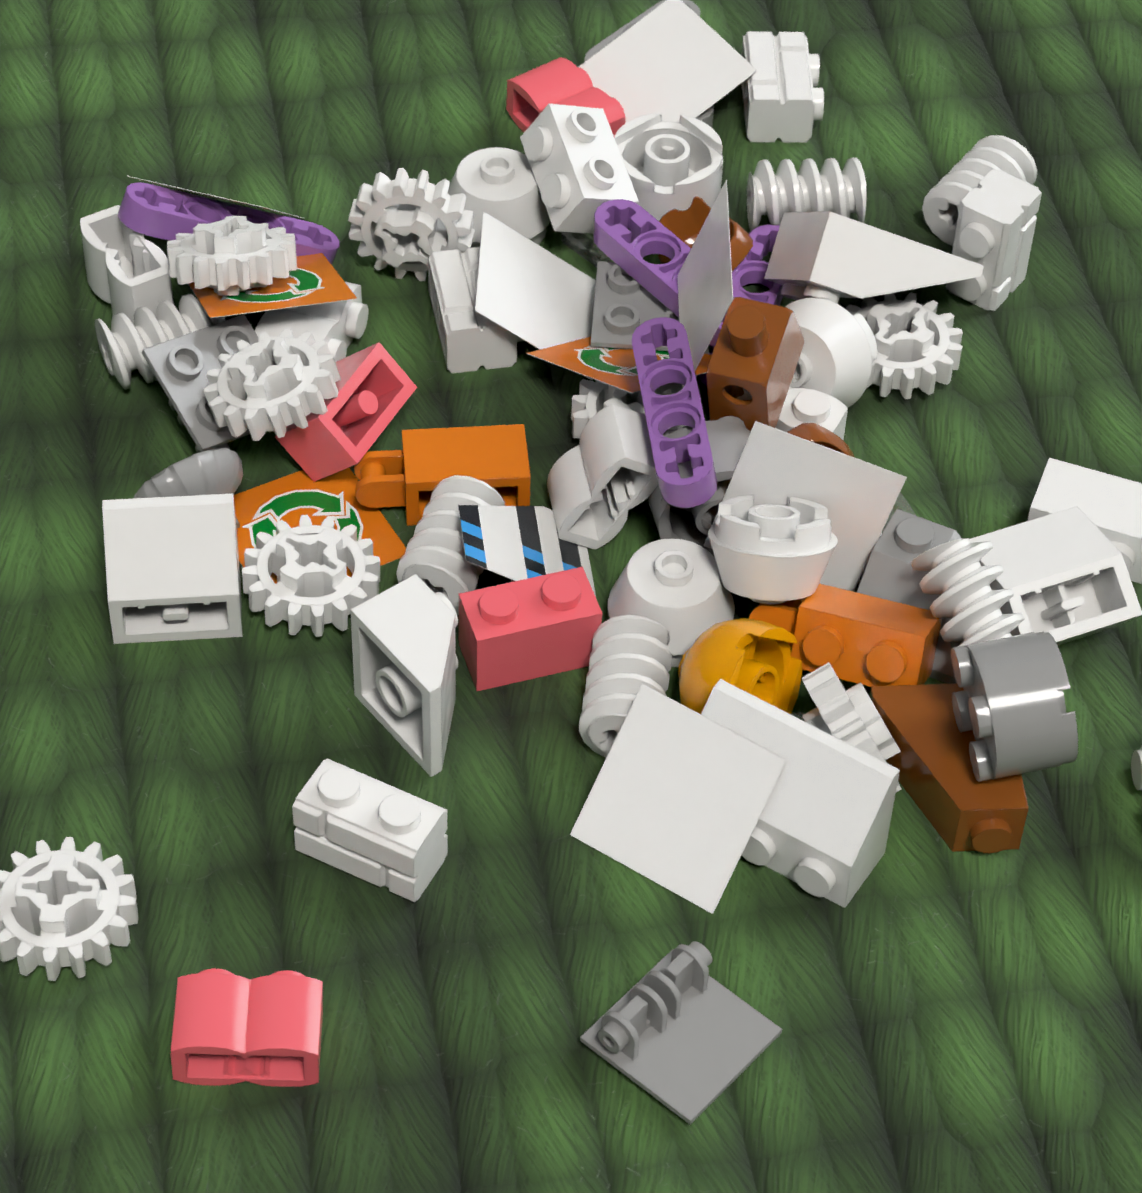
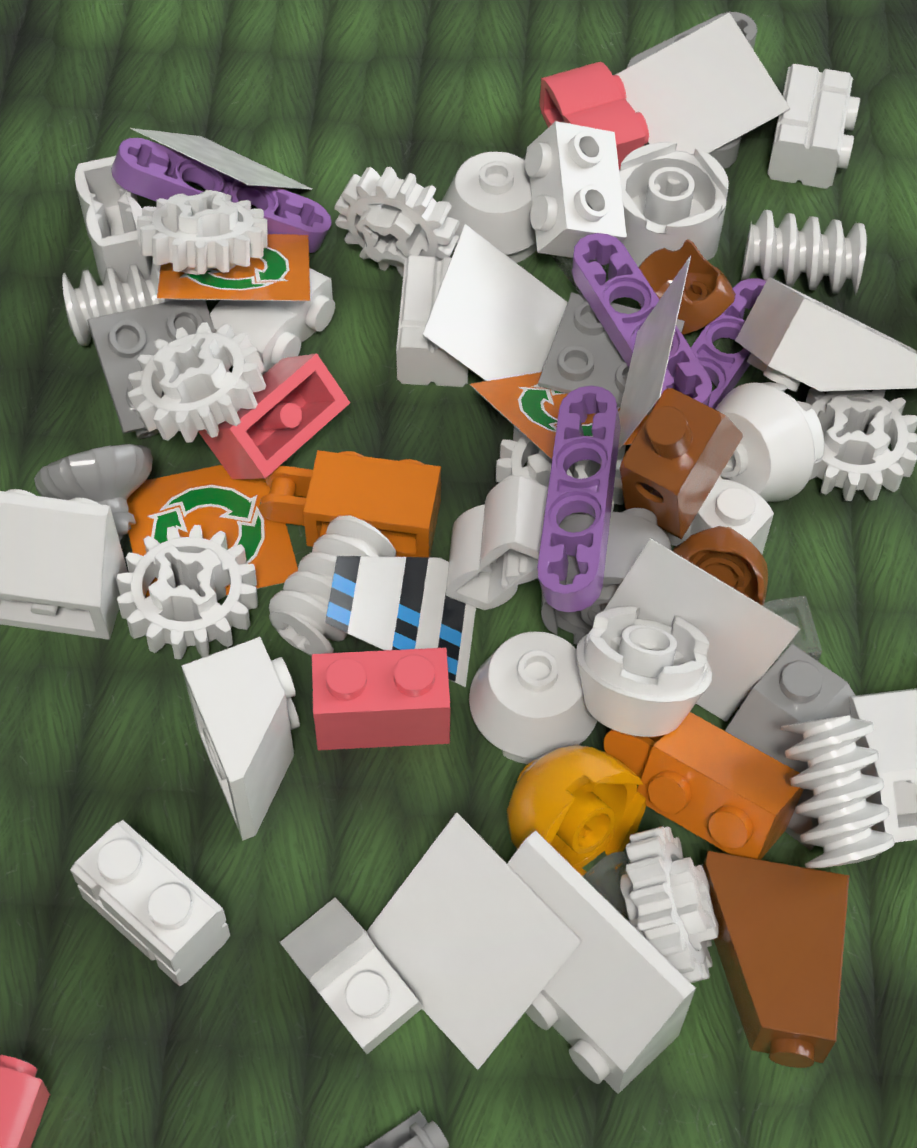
camera: 15 degrees right, 10 degrees up
(574, 857) = (351, 975): none -> white slope
(623, 657) = (457, 779): white piece -> none
(1014, 705) = (845, 930): light grey brick -> none

